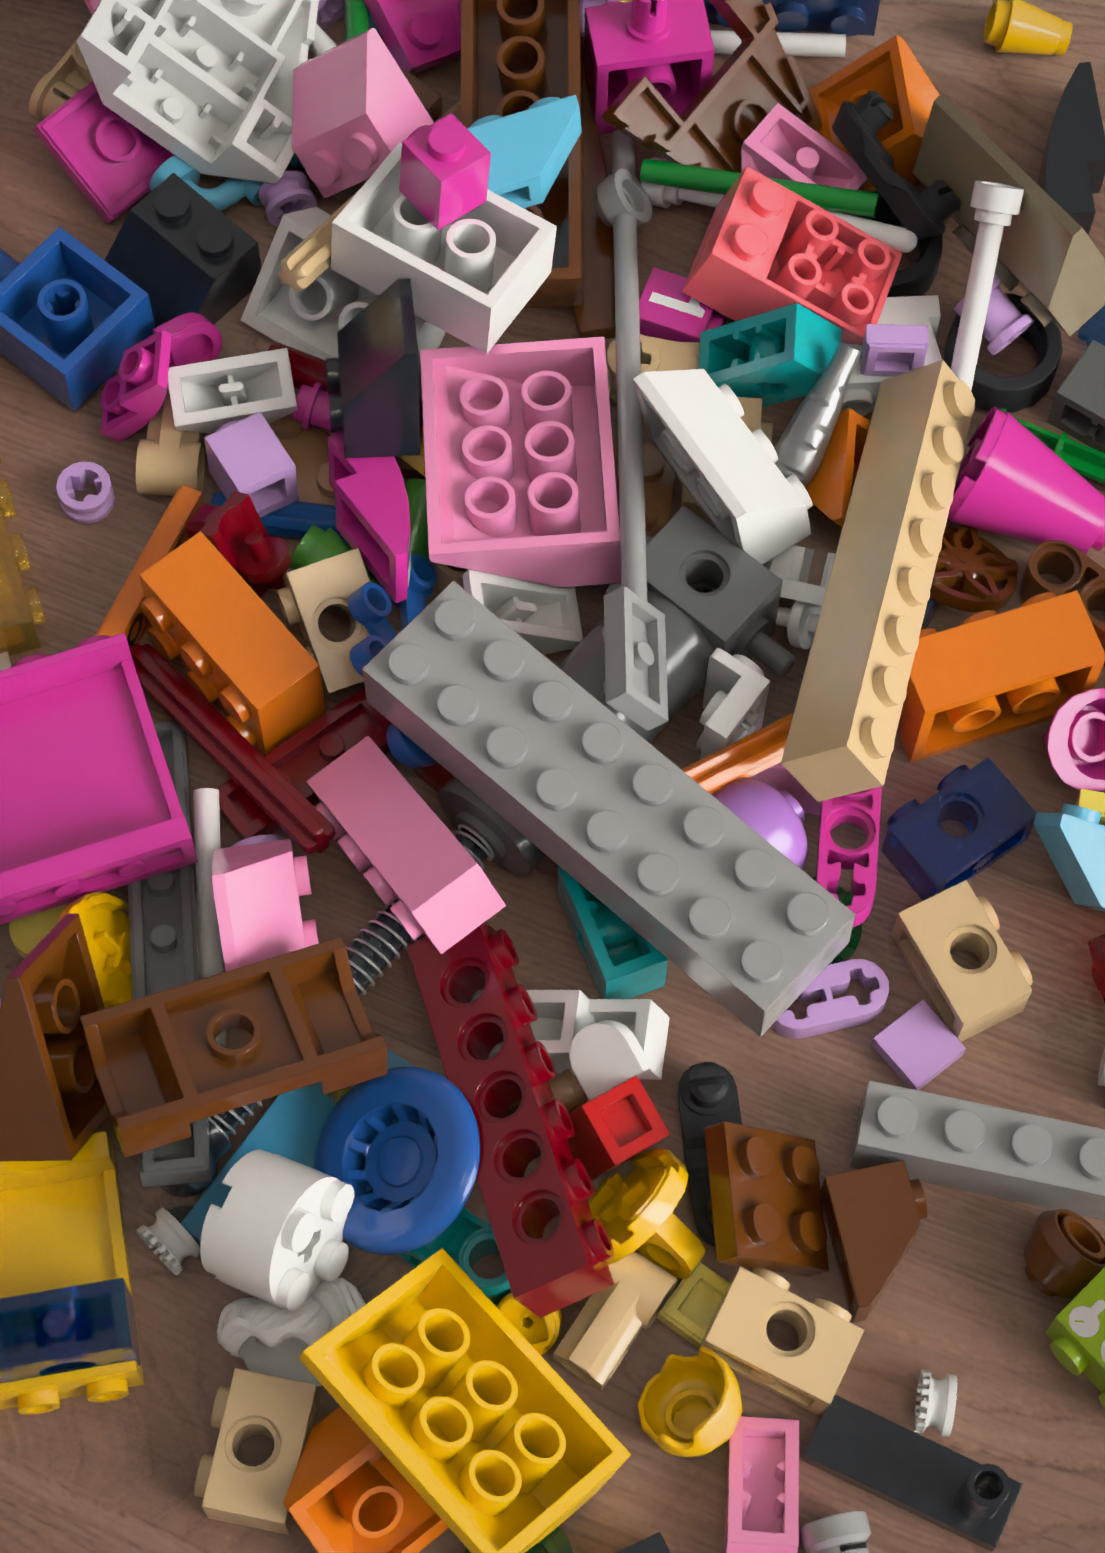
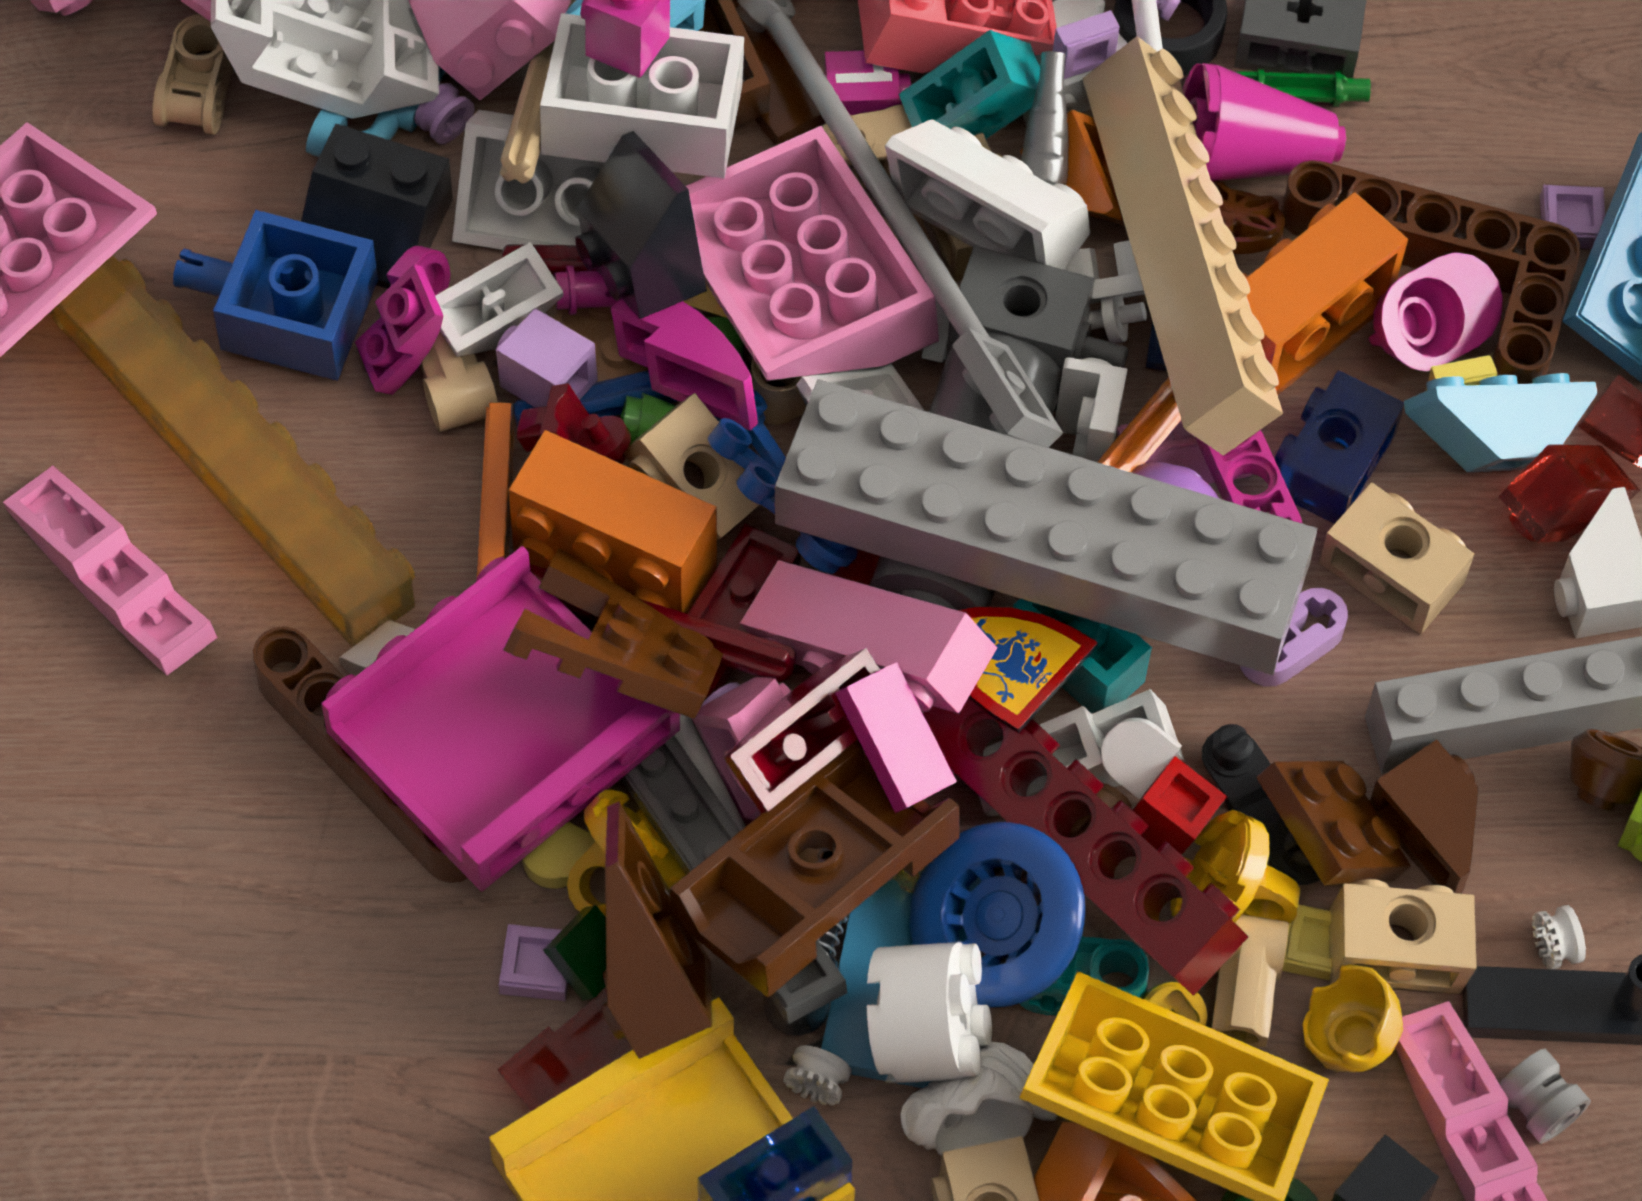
camera: 25 degrees left, 5 degrees down
(93, 506) = (372, 443): lavender bush -> none
(101, 152) = (248, 128): dark pink tile -> none
(178, 777) = (629, 642): none -> reddish brown wing
(286, 915) = (799, 733): none -> dark red slope
(364, 955) = (896, 737): none -> tile
(538, 928) = (1029, 664): none -> shield
(918, 1046) = (1391, 645): lavender tile -> none

